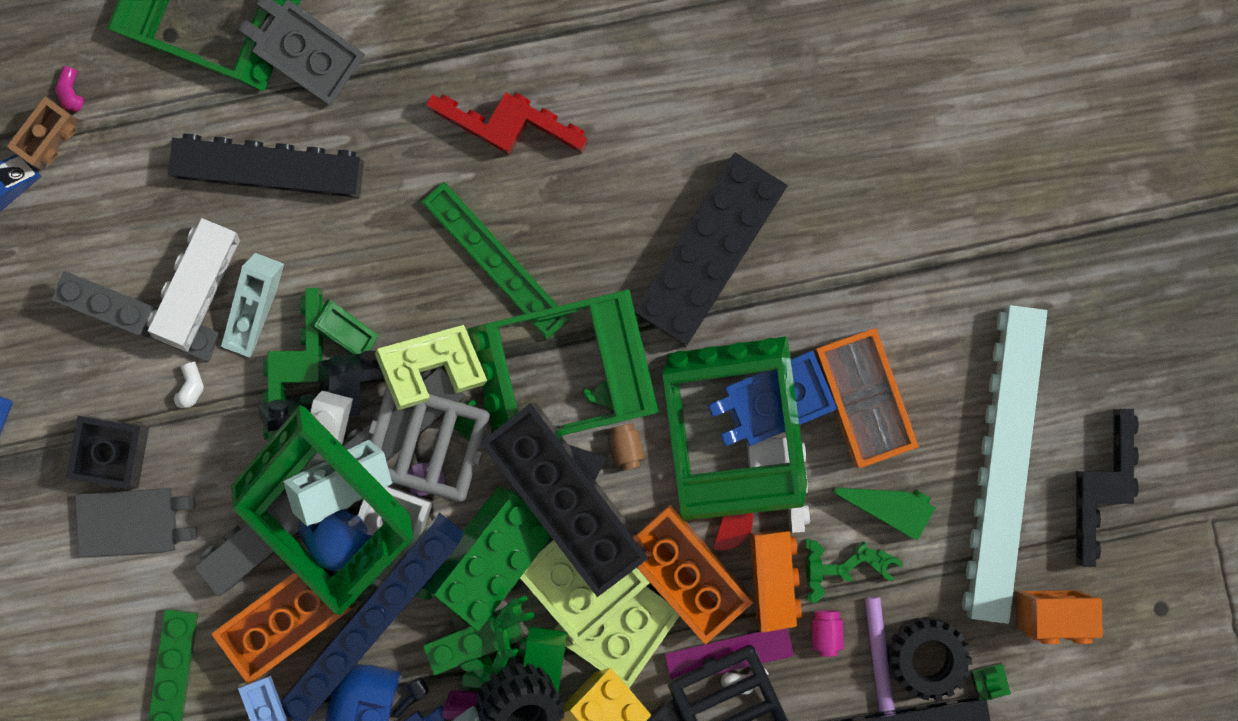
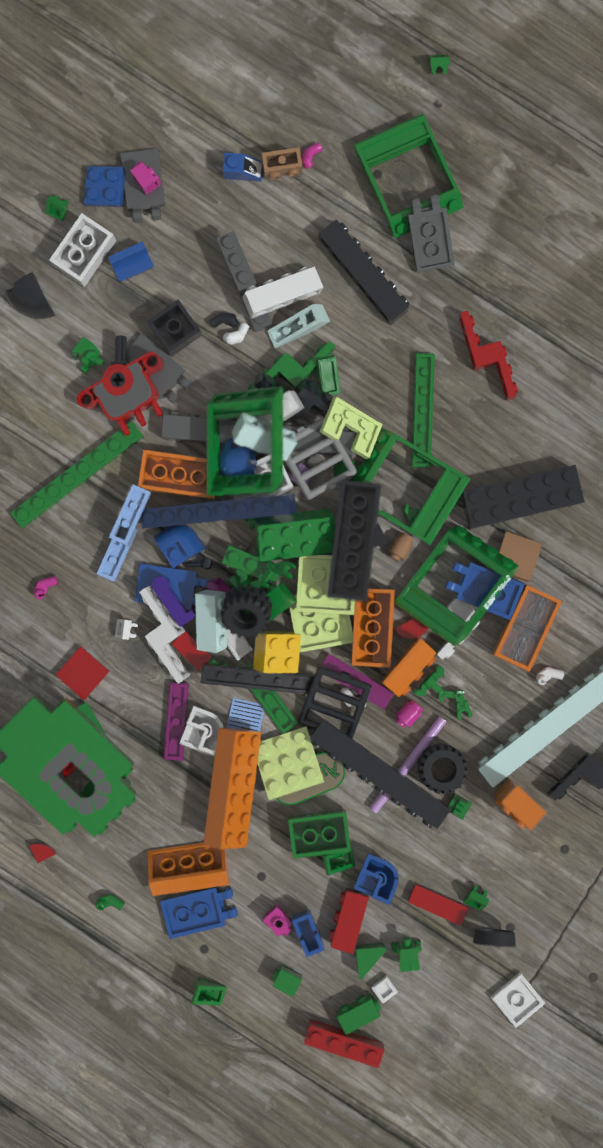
camera: 50 degrees right, 0 degrees up
(35, 584) = (87, 354): none -> green piece
(134, 585) = (132, 395): none -> piece
(155, 380) = (224, 317): none -> black arm
(772, 316) = (522, 552): none -> medium nougat slope
(898, 509) = (492, 690): green slope -> none
(942, 423) = (548, 673): none -> white arm

